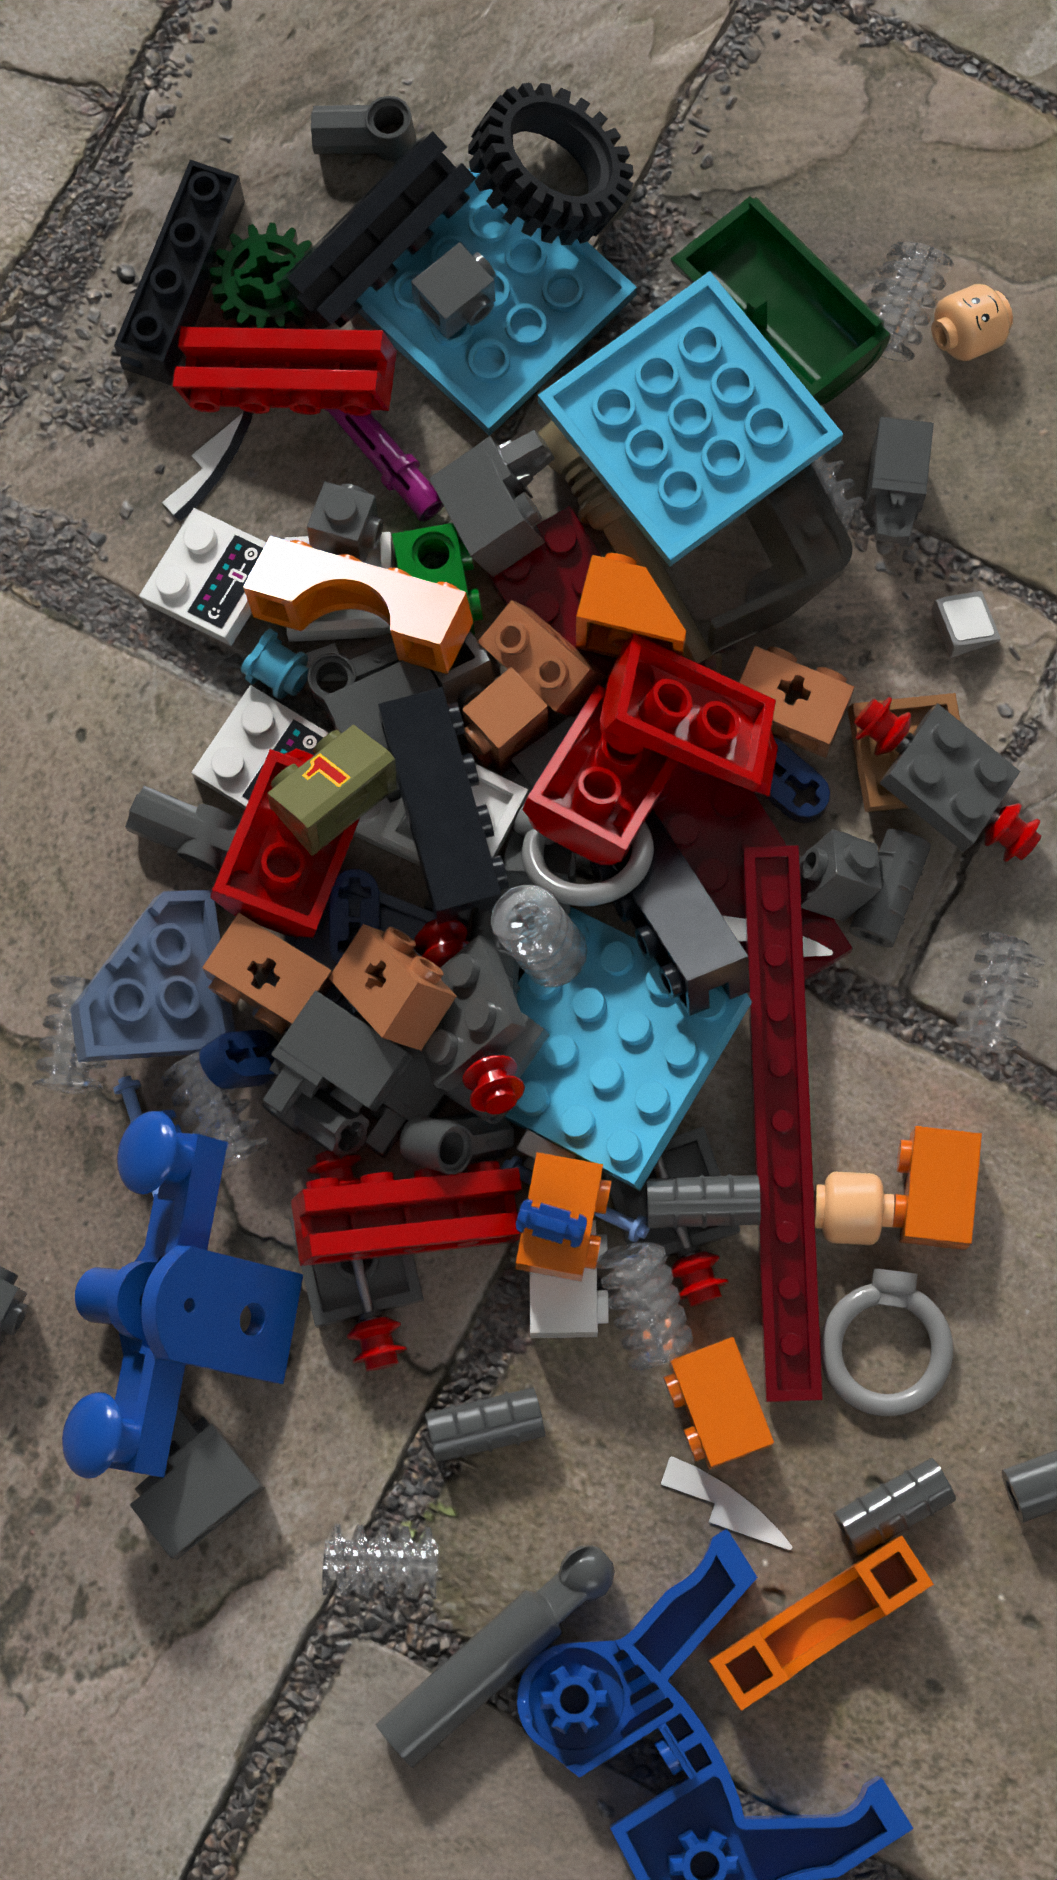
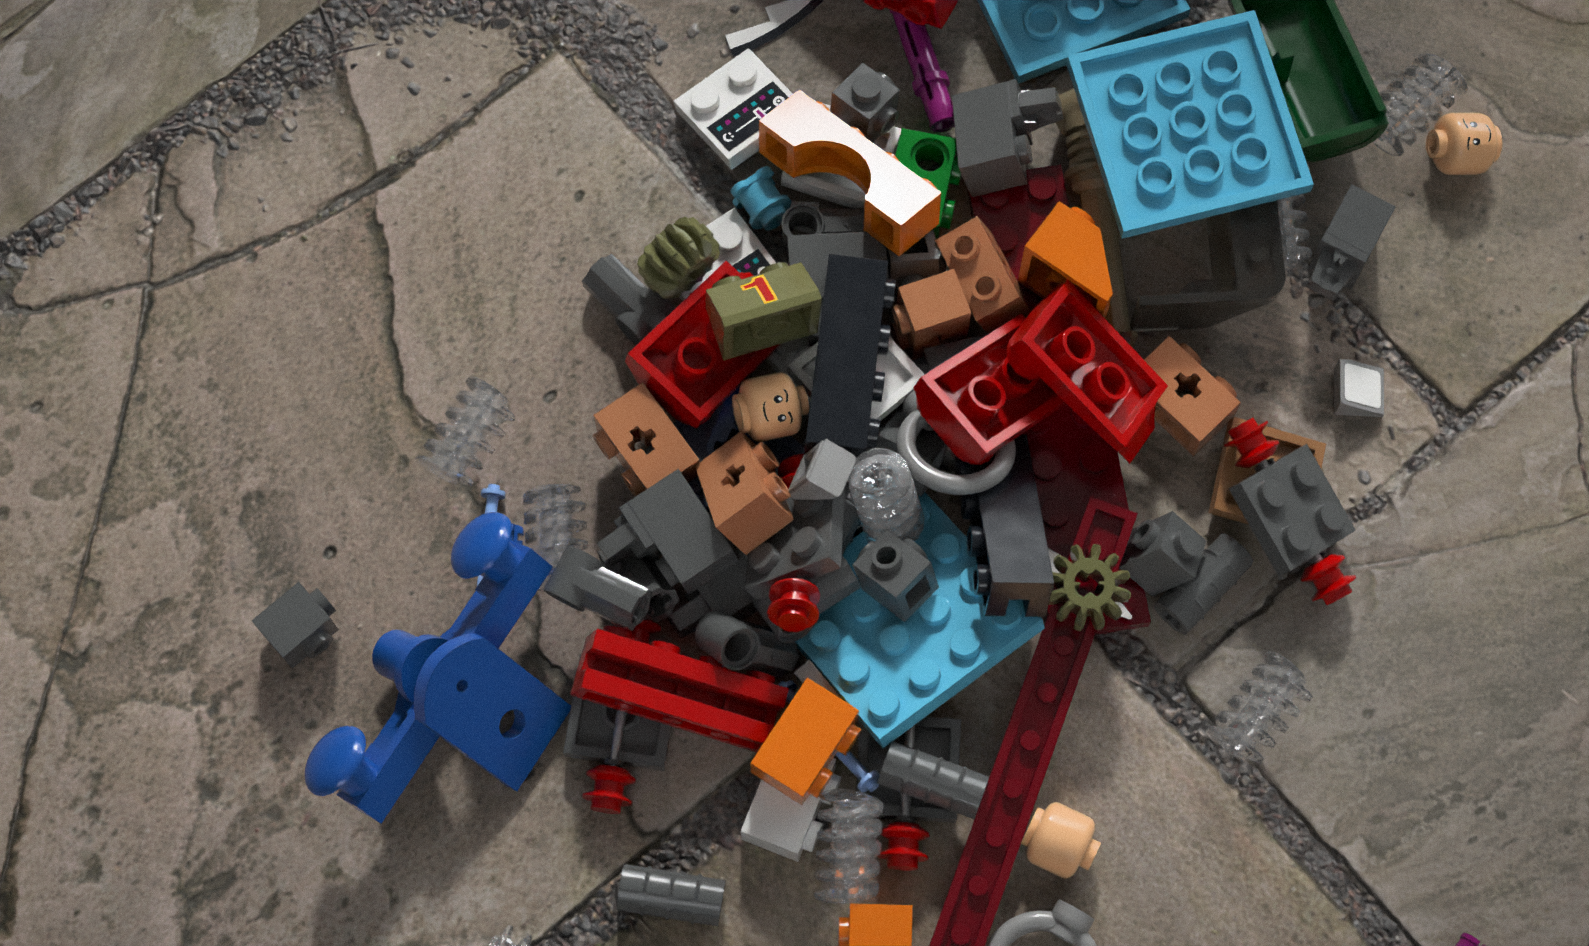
camera: 20 degrees right, 5 degrees down
(153, 986) = (548, 422): sand blue plate -> none
(200, 1491) = (408, 851): dark grey hinge -> none
(219, 765) = (678, 257): none -> olive gear
(239, 1059) = (591, 504): dark blue beam -> none
(270, 1146) = (588, 584): none -> dark grey piece
(381, 886) = (770, 407): none -> light nougat head
(466, 936) = (822, 472): none -> light grey slope
(551, 1223) = (793, 740): blue piece -> none
(580, 1007) = (896, 574): none -> dark grey brick
(799, 936) = (1084, 570): none -> olive gear
(802, 776) = (1167, 463): dark blue beam -> none
(938, 1187) = (1142, 853): orange brick -> none

